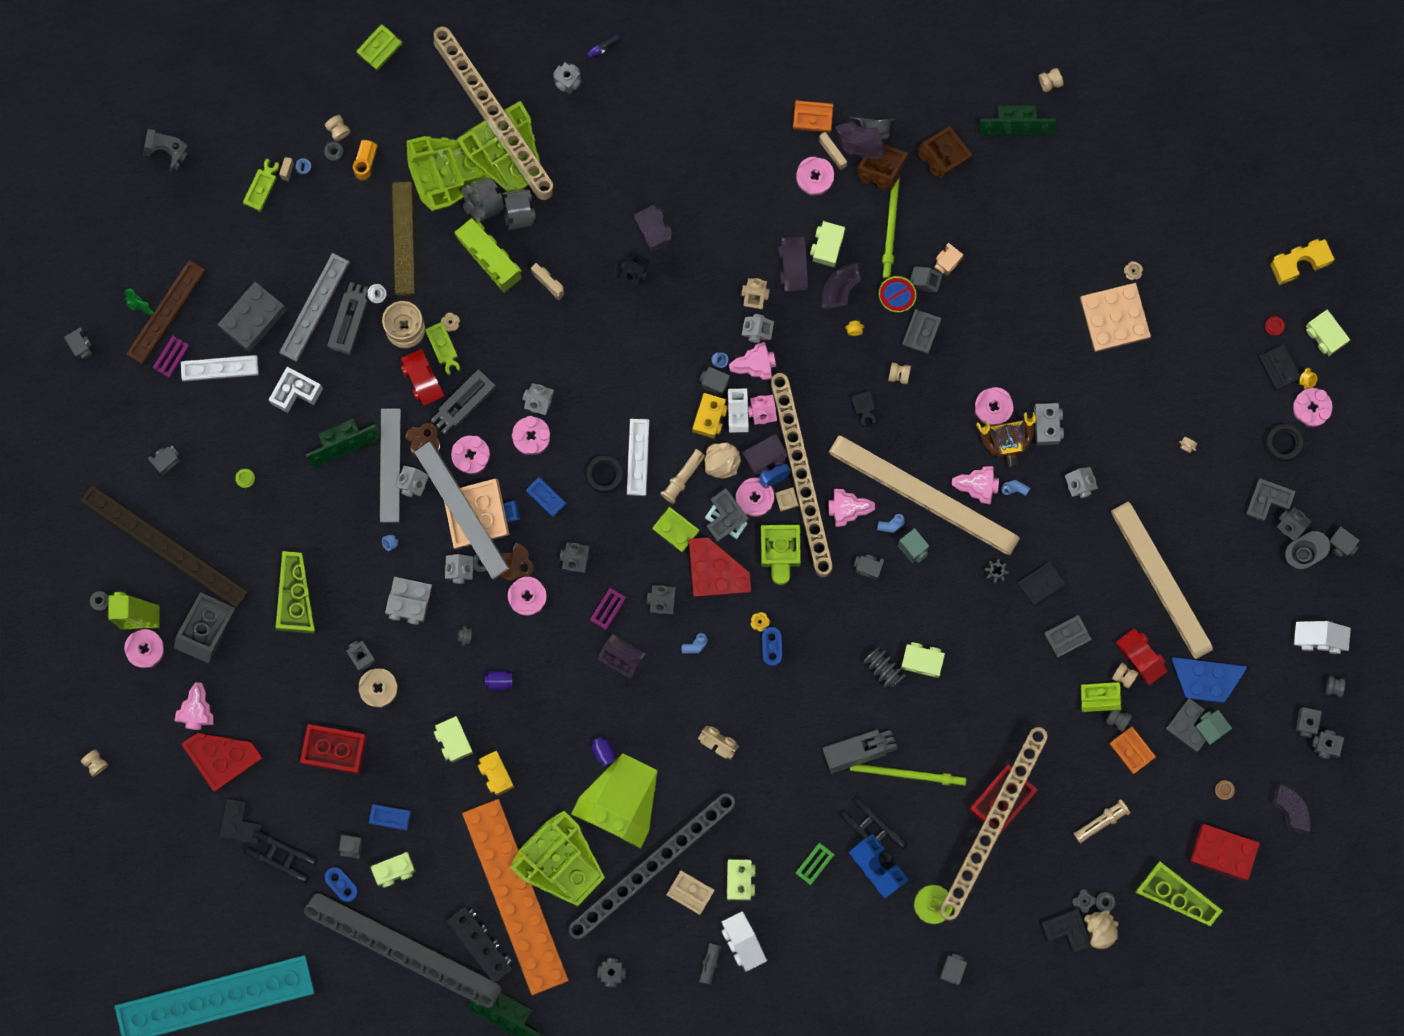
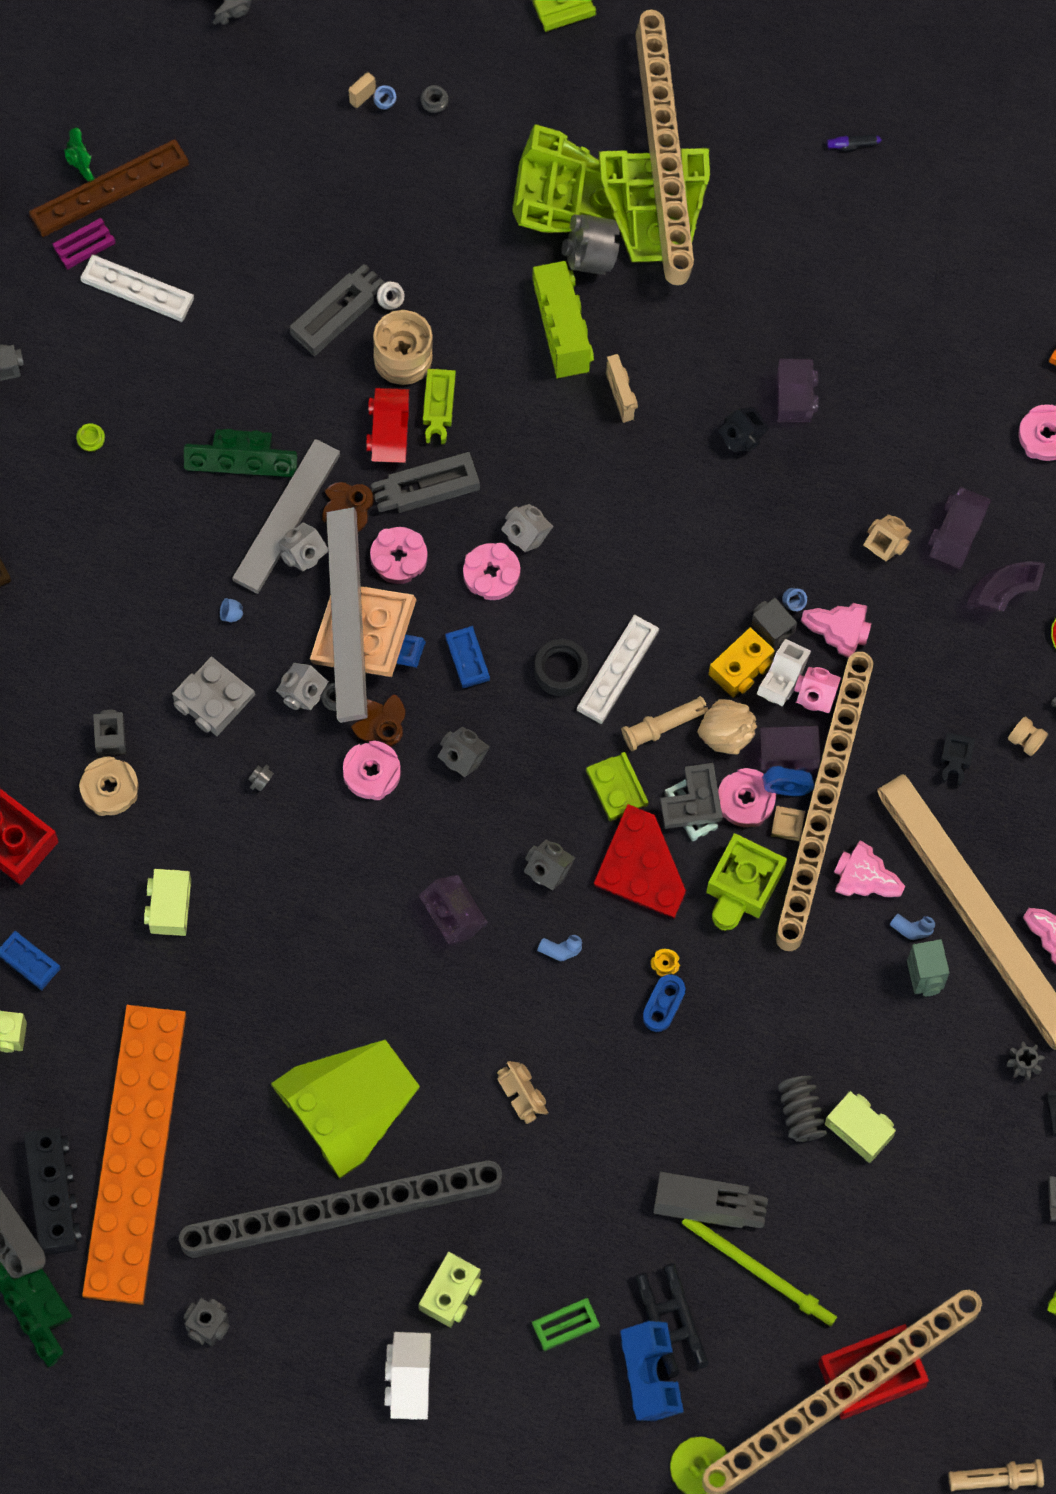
camera: 25 degrees right, 10 degrees down
(252, 317) = (214, 244): dark grey brick -> none
(261, 187) = (317, 96): lime plate -> none
(292, 386) = (216, 352): white brick -> none
(293, 600) = (62, 616): lime wedge -> none
(314, 307) = (301, 274): light grey tile -> none
(337, 128) = (455, 75): tan wheel -> none
(365, 159) = (467, 127): light orange piece -> none
(403, 238) = (463, 247): clear yellow tile -> none
(455, 322) = (469, 384): tan plate -> none
(494, 769) = (201, 976): yellow brick -> none
(498, 680) = (272, 858): dark purple brick -> none
(517, 209) = (632, 280): dark grey brick -> none
(559, 860) = (220, 1135): lime wedge -> none
(569, 83) = (785, 154): light grey brick -> none
(603, 751) = (360, 1022): dark purple brick -> none
(616, 595) = (448, 854): magenta tile -> none
(690, 892) = (374, 1272): tan plate -> none
(710, 964) = (347, 1383): dark grey pin -> none
(757, 328) = (866, 583): light grey brick -> none
(828, 244) = (1019, 524): yellowish green brick -> none
(854, 328) = (997, 650): yellow plate -> none
(868, 566) = (852, 965): dark grey brick -> none

